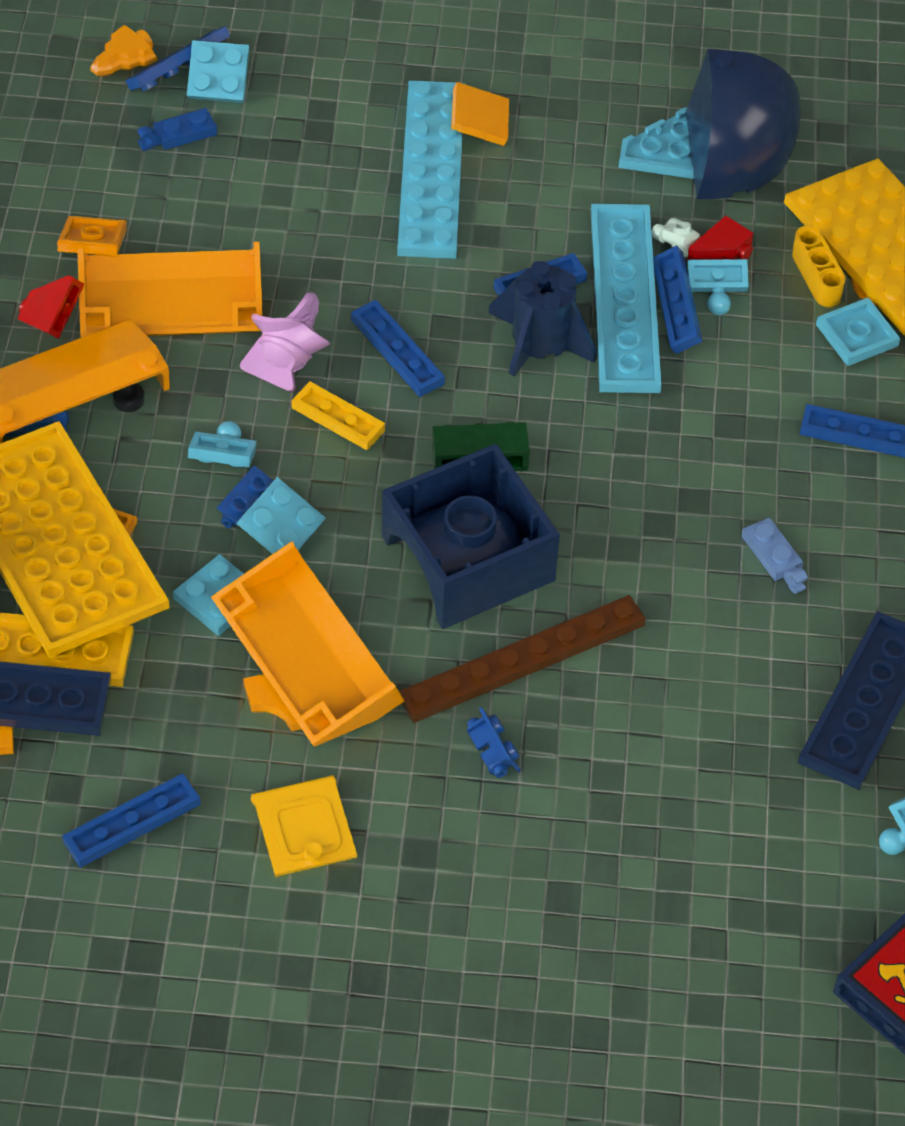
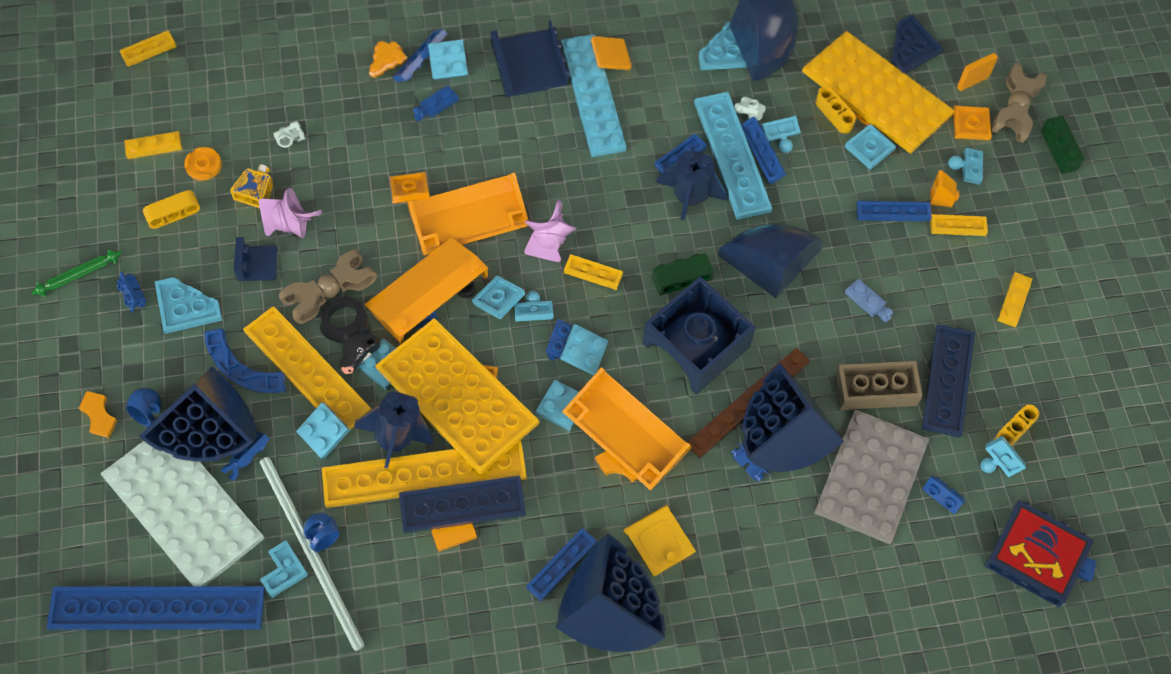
camera: 15 degrees left, 10 degrees up
(51, 305) = (401, 242): red slope -> none
(173, 417) = (498, 297): none -> medium azure plate
(187, 888) = (611, 602): none -> dark blue brick
(347, 102) = (530, 61): none -> dark blue panel
(397, 348) = (613, 219): blue plate -> none
(566, 699) = (786, 426): none -> dark blue brick
(637, 449) = (771, 254): none -> dark blue brick
(688, 813) = (872, 476): none -> light grey plate
(723, 242) = (778, 108): red slope -> none
(743, 677) = (878, 385): none -> dark tan brick
(796, 863) = (948, 498): none -> blue hinge

